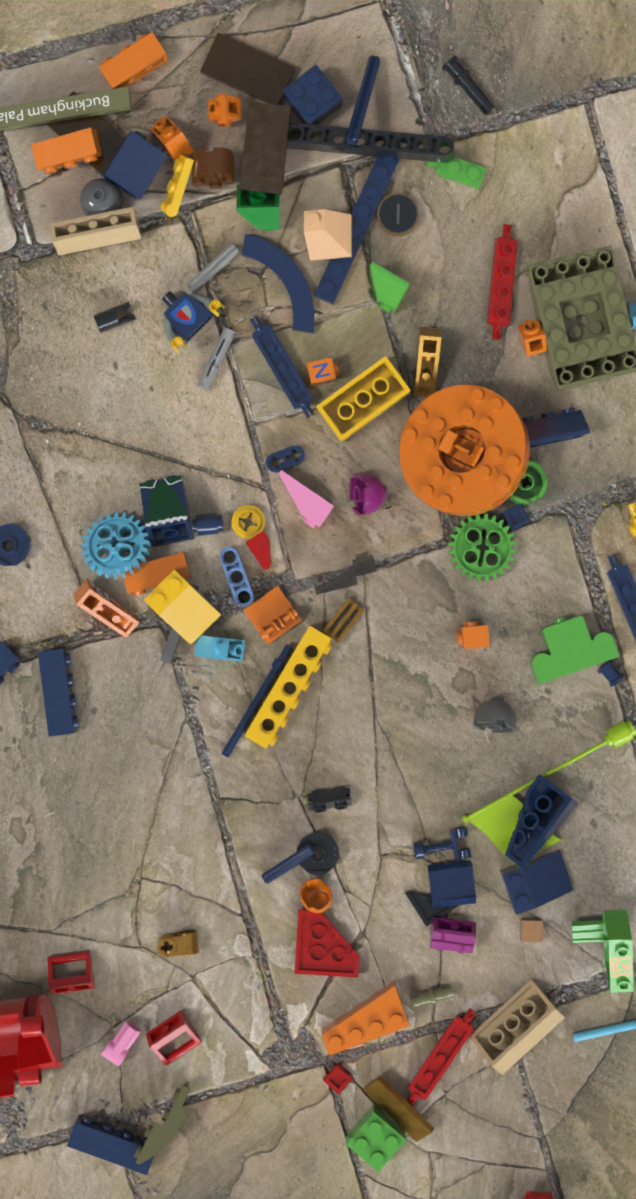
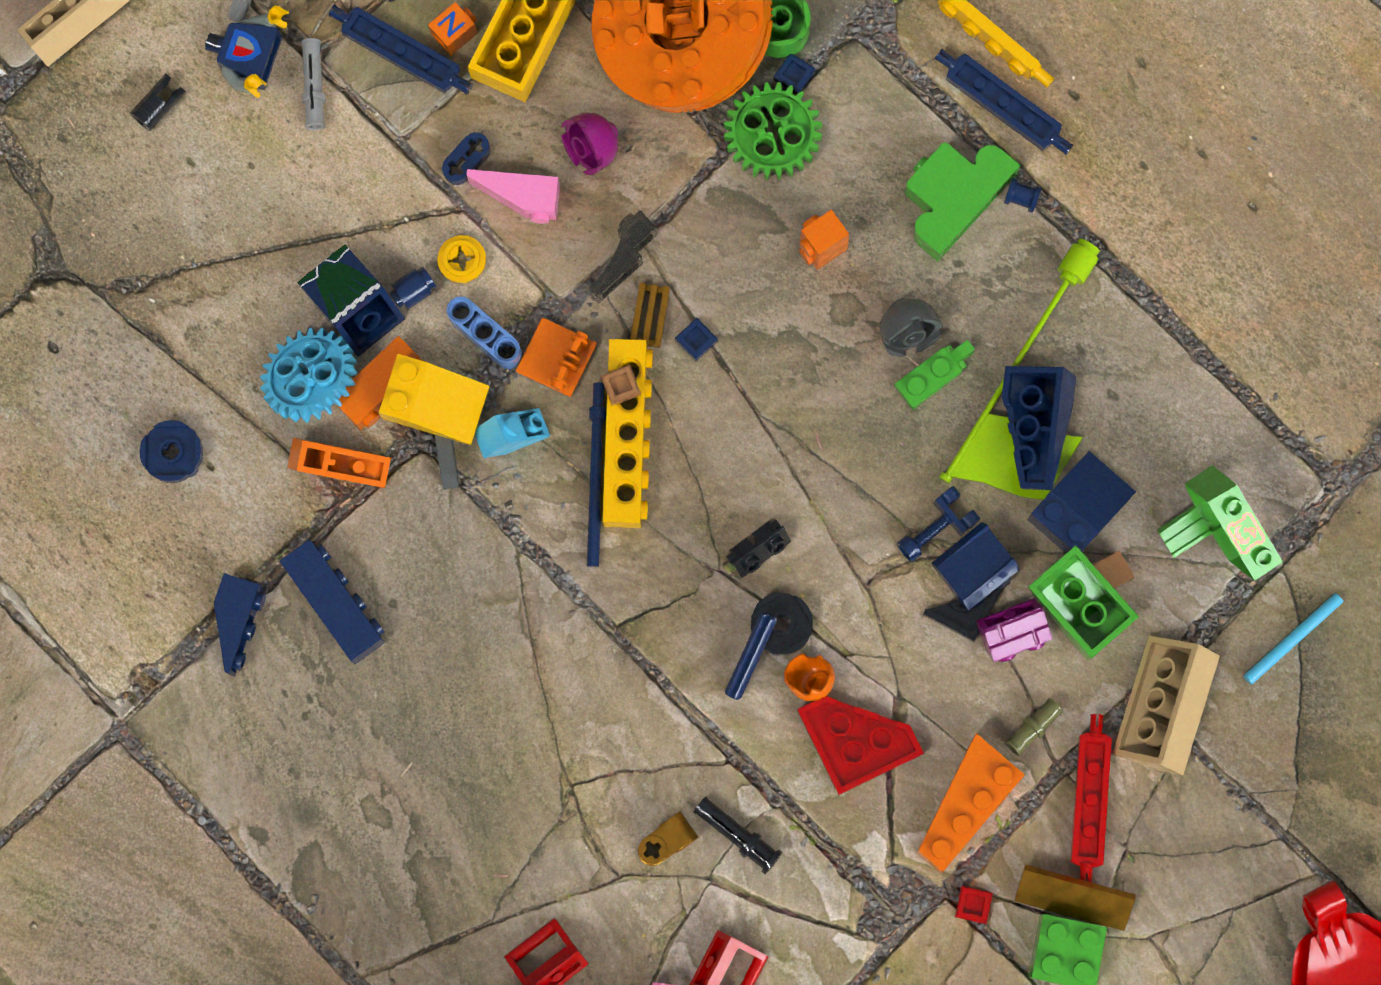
camera: 20 degrees left, 10 degrees down
(226, 972) = (750, 847): none -> black pin
(260, 548) = (494, 280): red tile -> none
(300, 659) = (620, 385): none -> medium nougat tile
(363, 650) = (696, 339): none -> dark blue tile
(494, 752) = (933, 374): none -> bright green hinge
(502, 945) = (1082, 603): none -> bright green slope

